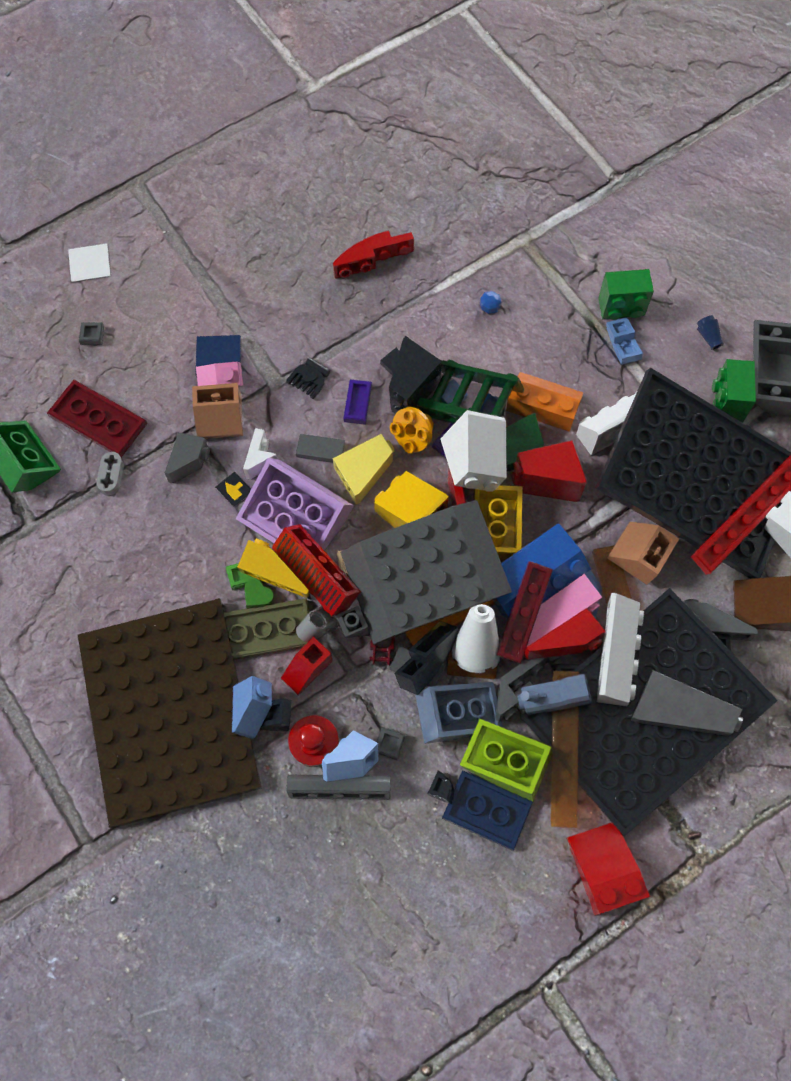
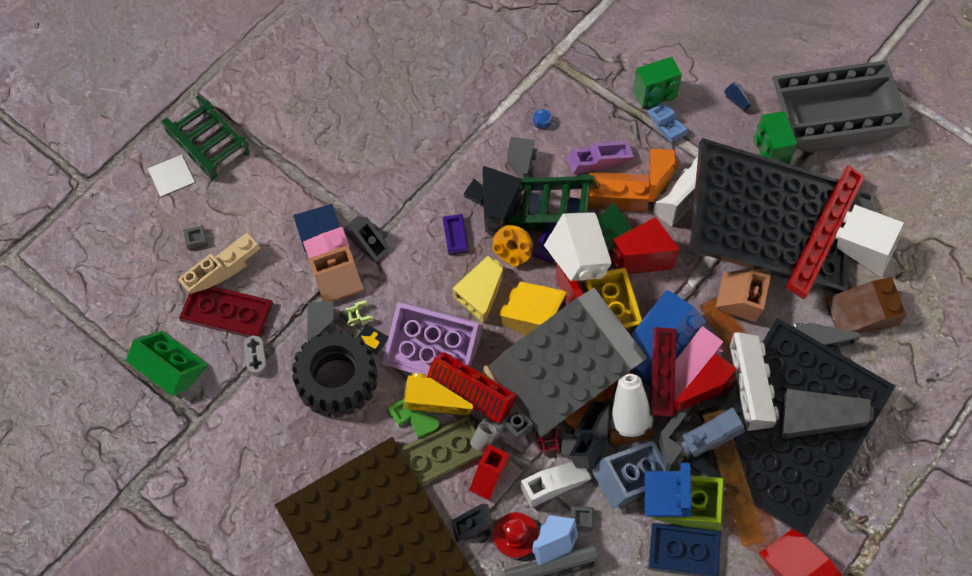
camera: 15 degrees left, 5 degrees down
(98, 372) = (221, 267): none -> tan slope
(121, 245) = (197, 153): none -> dark green fence
(172, 489) = (330, 348): none -> black tyre
(228, 452) = (359, 305): none -> yellowish green piece
(250, 705) = (452, 519): medium blue slope -> none
(257, 454) = (384, 304): white slope -> none
(263, 381) = (366, 238): none -> black slope
(311, 374) = (408, 222): black piece -> none
(319, 448) = (435, 283): dark grey tile -> none
(364, 254) = (420, 104): red slope -> none
(370, 696) = (552, 483): none -> white slope
(442, 788) = (640, 543): black tile -> none
(453, 336) = (520, 156): none -> dark grey slope
(486, 745) = (668, 493): none -> blue bracket
(537, 359) = (599, 157): none -> medium lavender slope
(597, 392) = (661, 170): none -> orange slope

